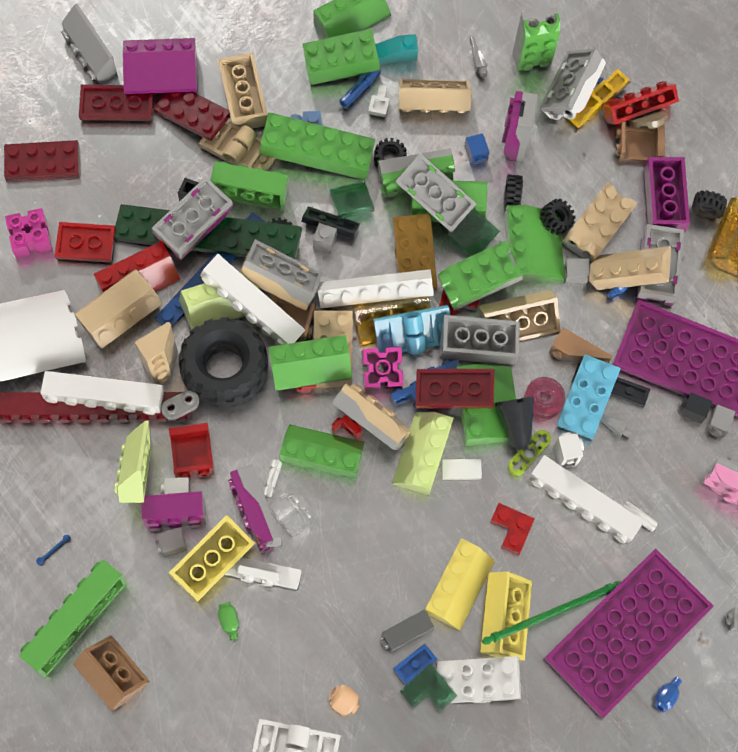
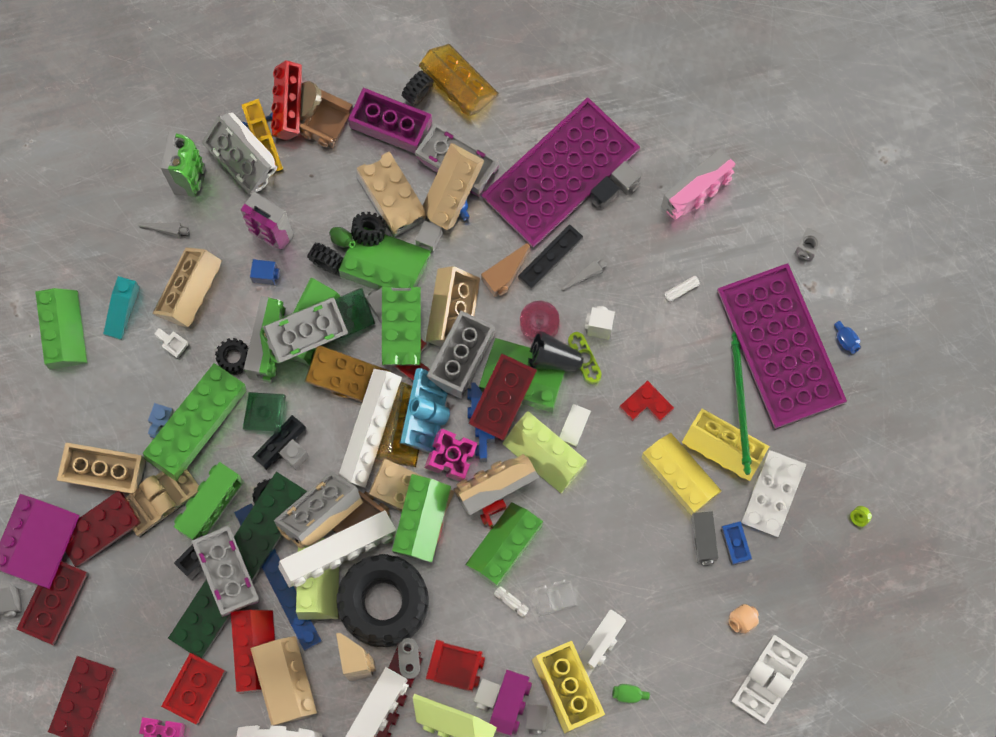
camera: 60 degrees left, 5 degrees up
(256, 510) = (538, 627): piece -> none
(341, 56) = (107, 358): bright green brick -> none
(364, 82) = (137, 336): blue pin -> none
(429, 683) = (759, 536): clear green plate -> none
(539, 198) = (341, 237): none -> bright green plant
(586, 500) = (649, 327): white brick -> none
(588, 397) = (556, 282): medium azure plate -> none

